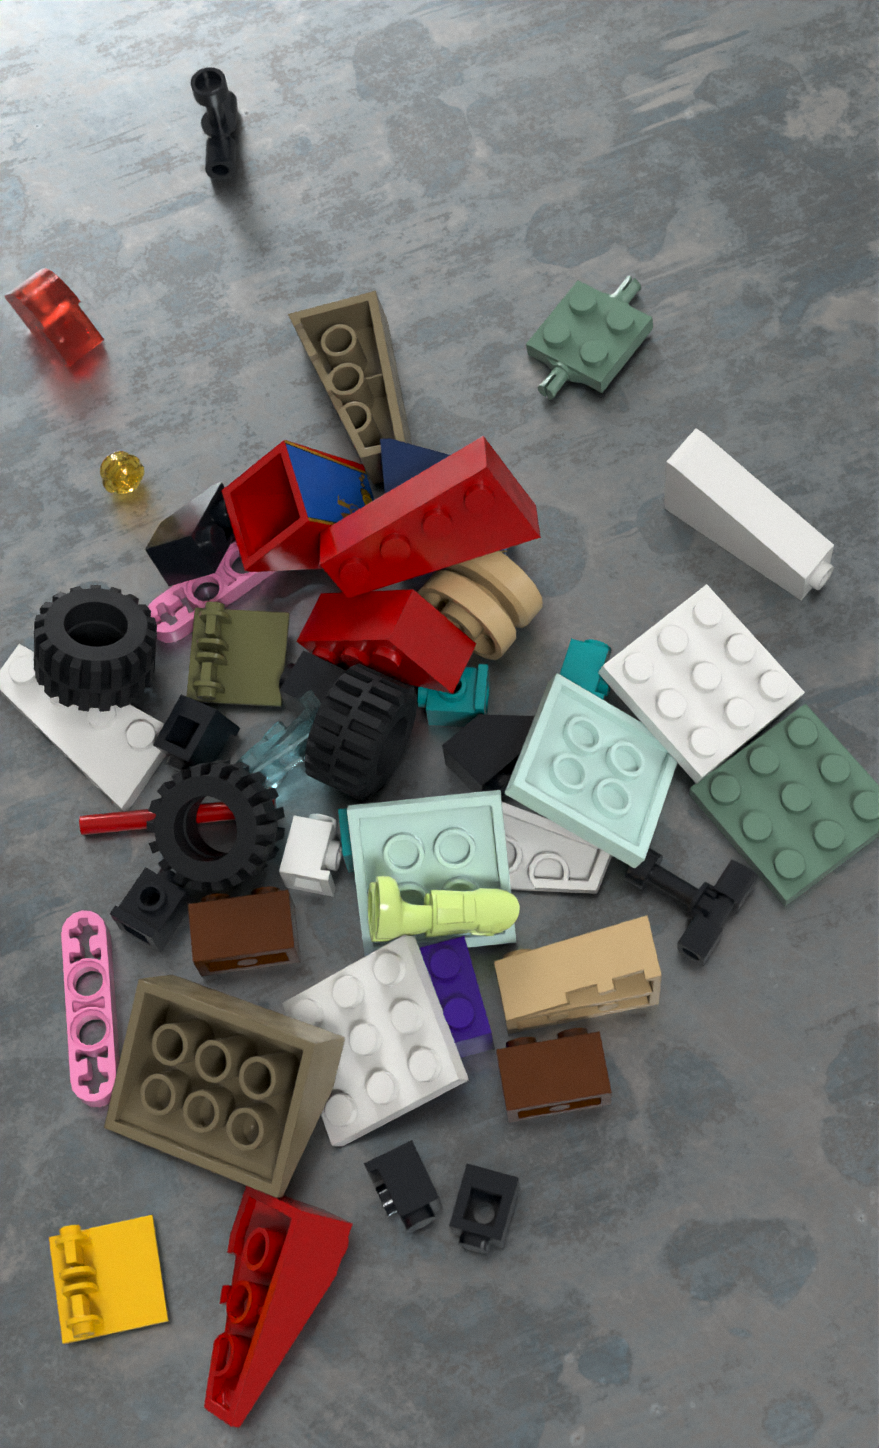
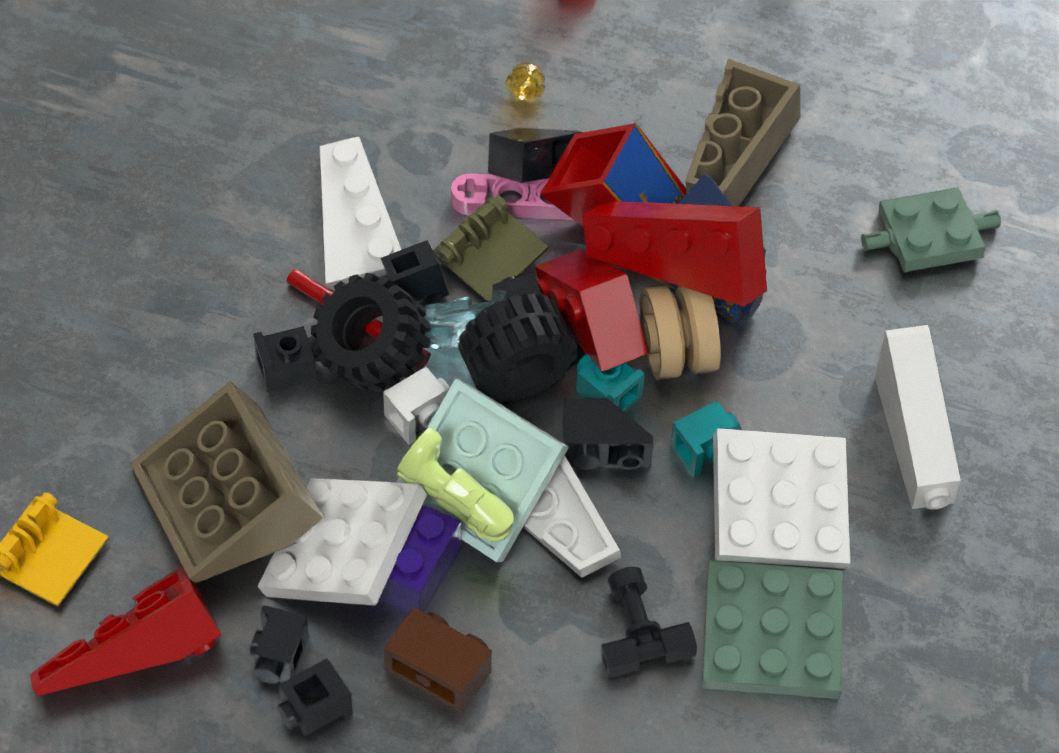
camera: 30 degrees right, 10 degrees down
(94, 648) = (399, 169): black tyre -> none
(94, 1007) = (186, 384): bright pink beam -> none
(243, 931) = (328, 416): reddish brown brick -> none
(580, 977) = (515, 612): tan wedge -> none
(593, 771) = (646, 489): light aqua plate -> none

